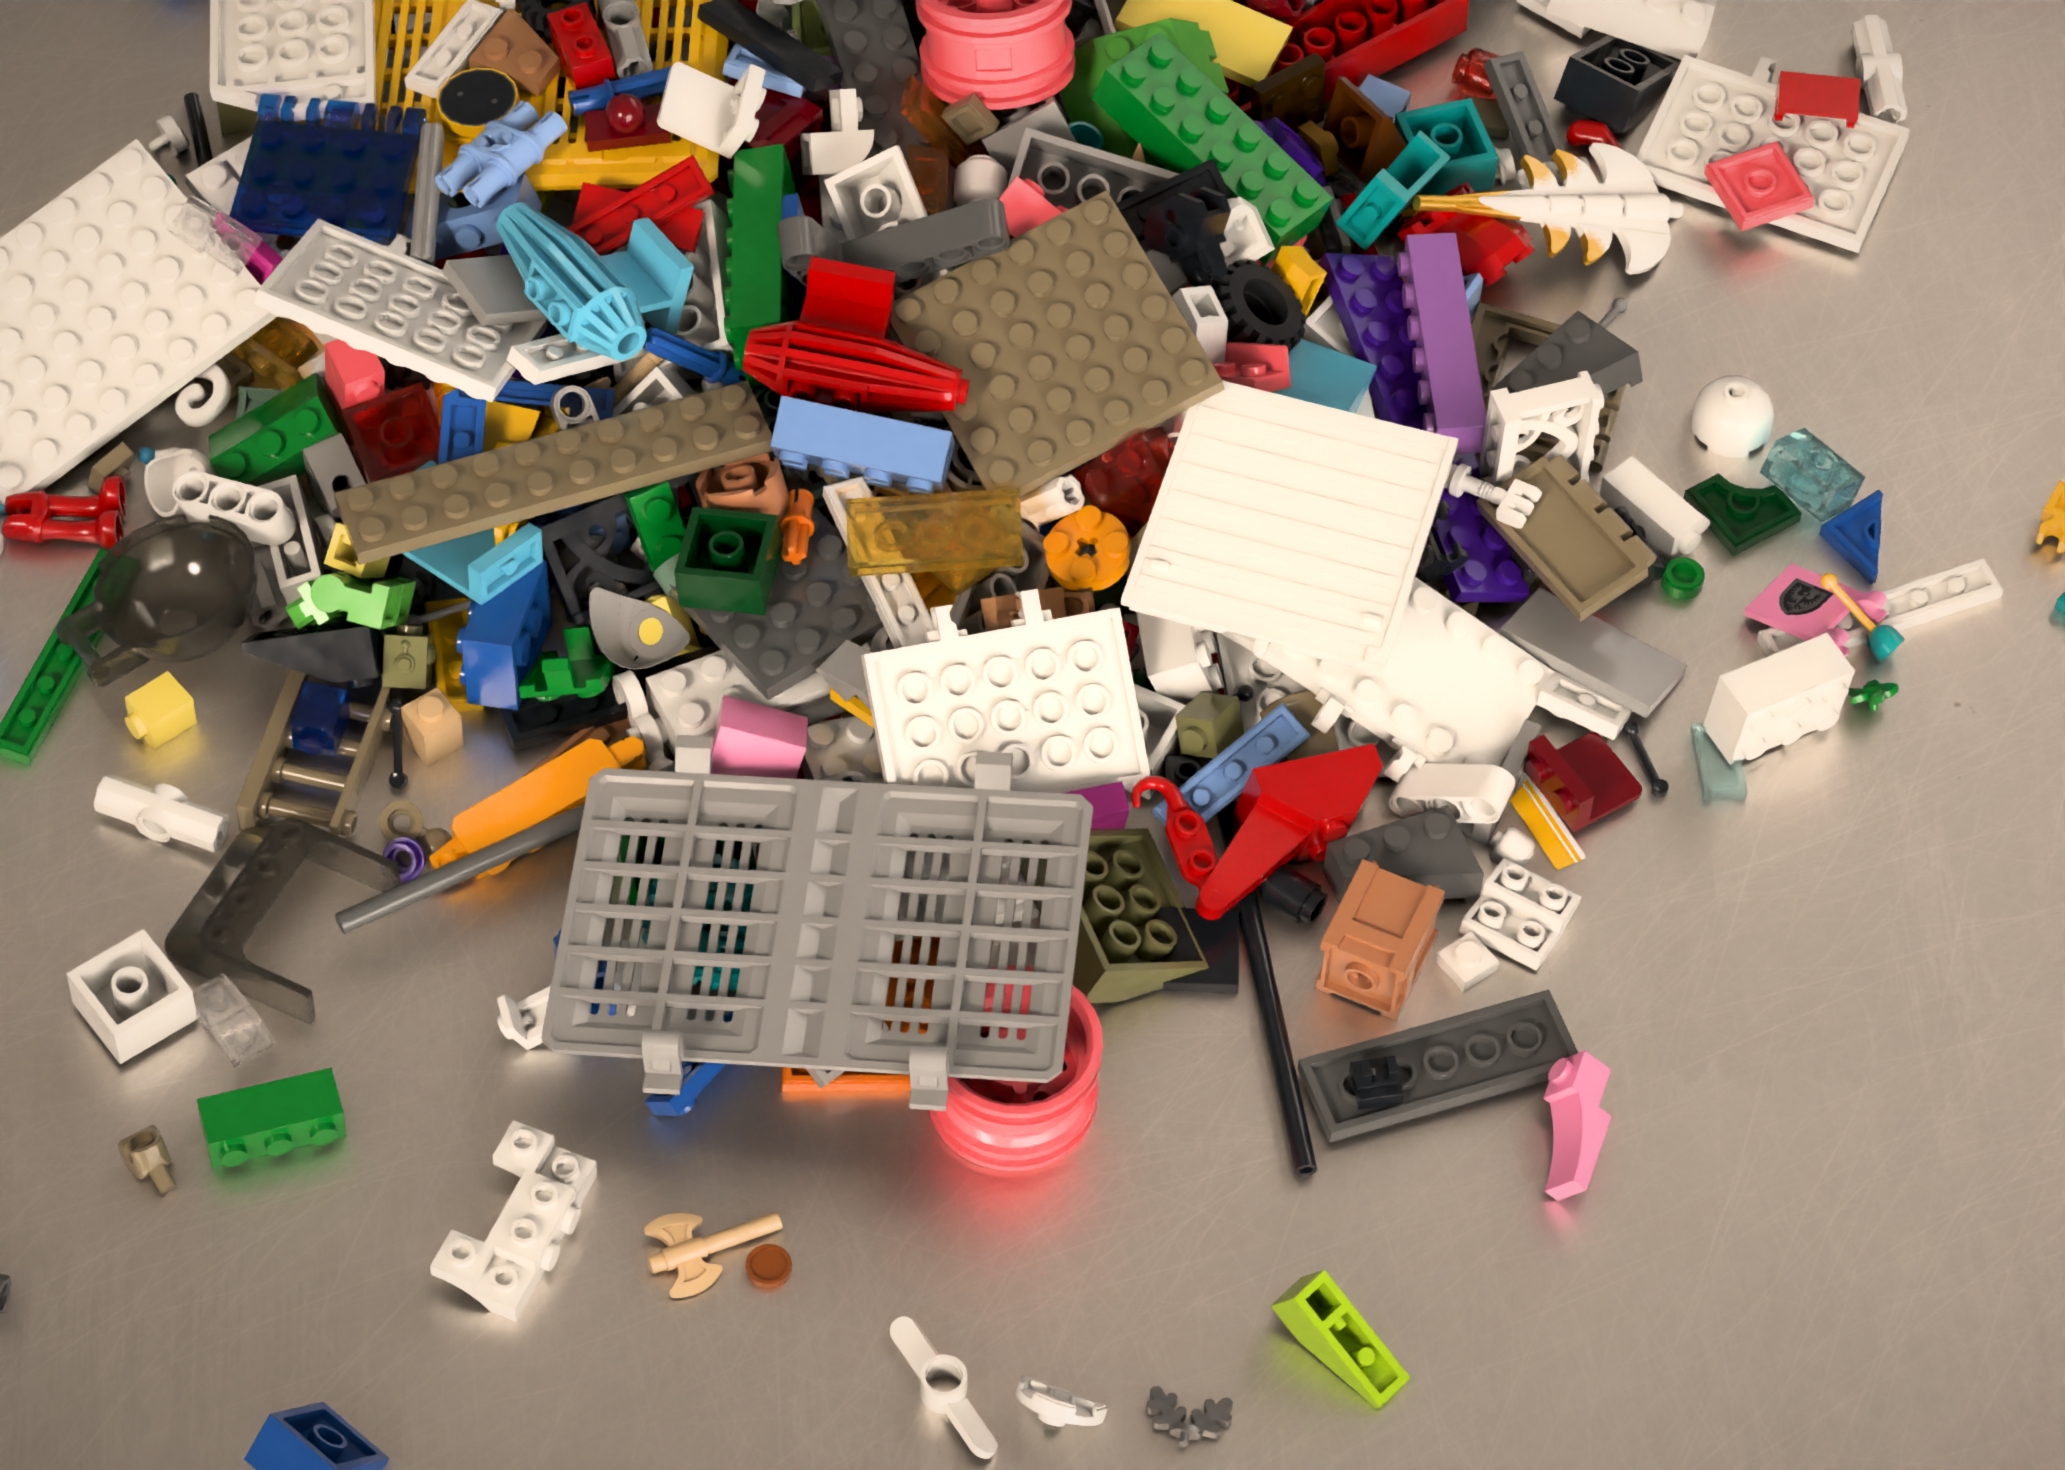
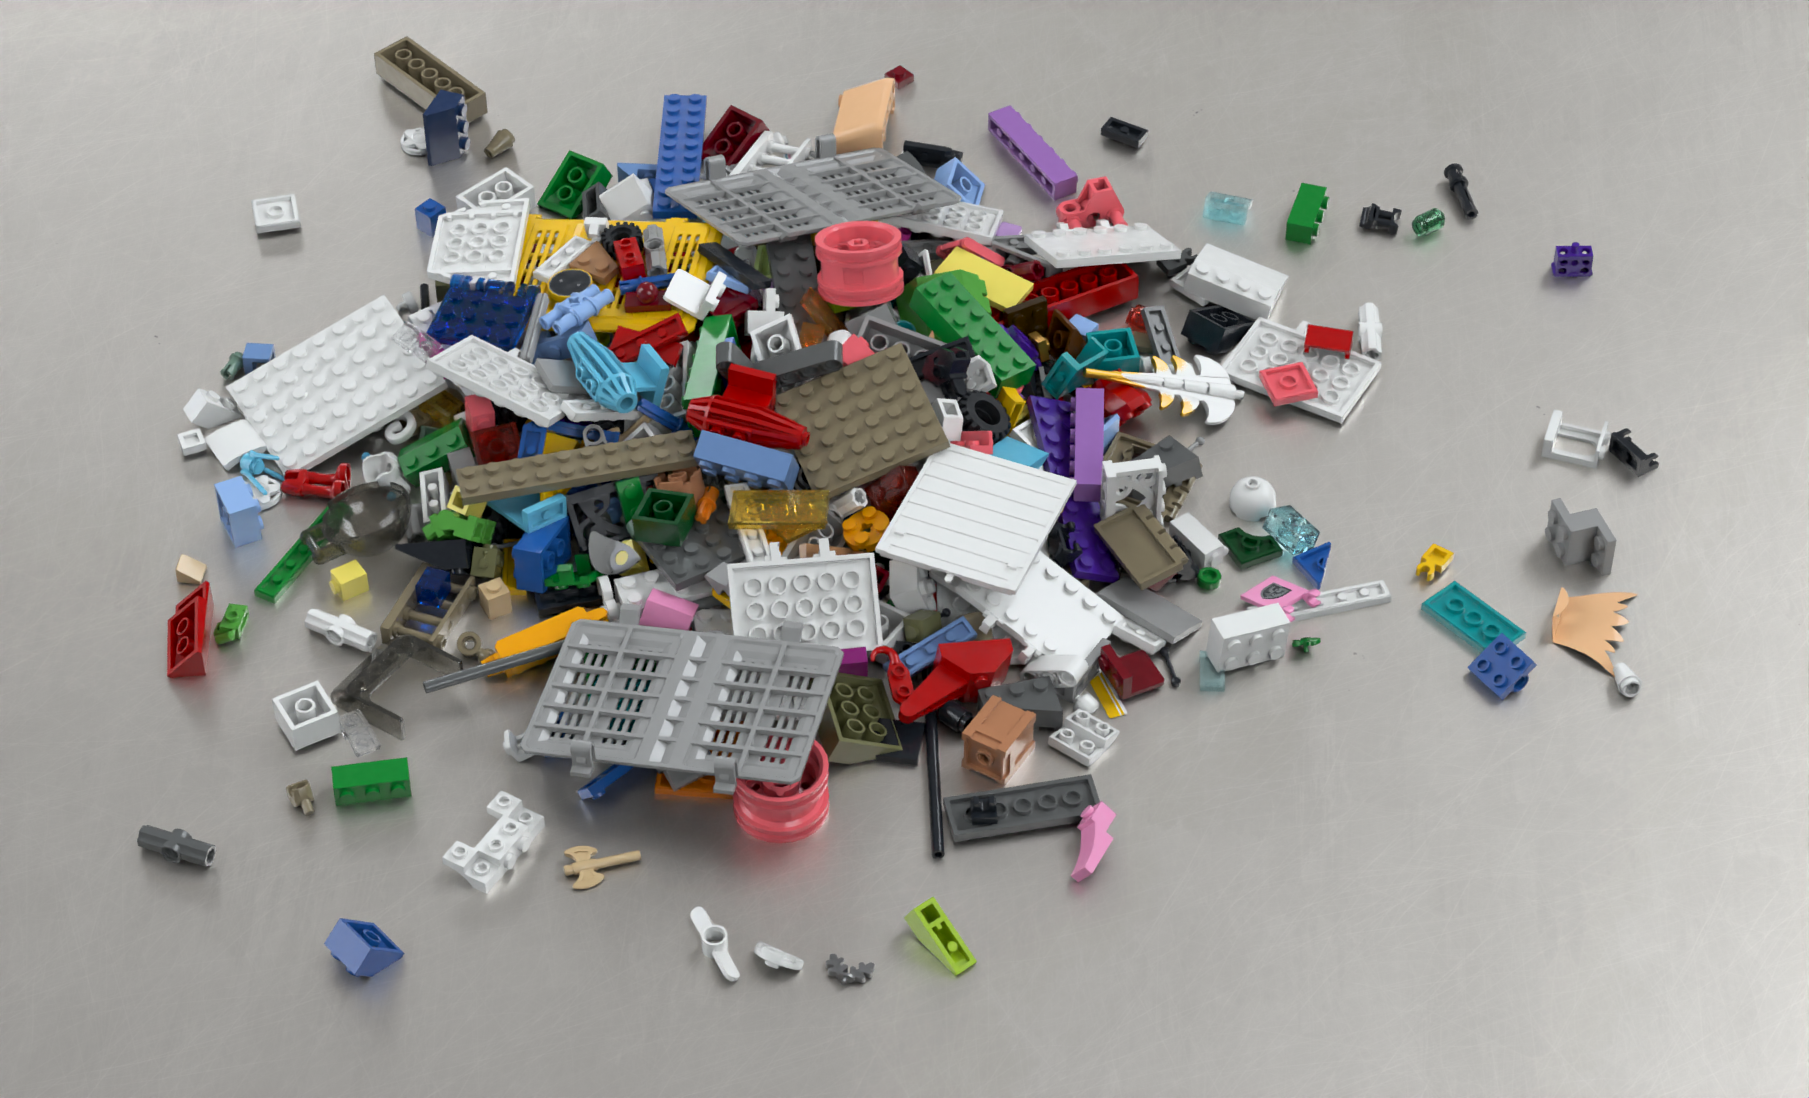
camera: 10 degrees right, 10 degrees down
(114, 463) = (348, 456): dark tan plate -> none
(251, 508) = (414, 480): white beam -> none
(397, 778) = (472, 624): black hinge -> none
(416, 851) = (465, 655): dark purple plate -> none
(768, 1266) = (630, 877): dark orange piece -> none
(970, 119) = (839, 311): dark tan tile -> none
(1467, 961) = (1049, 759): white plate -> none
(1512, 503) = (1111, 527): white hinge -> none
(1590, 132) = (1194, 350): red arm -> none
(1882, 638) = (1316, 615): hinge -> none

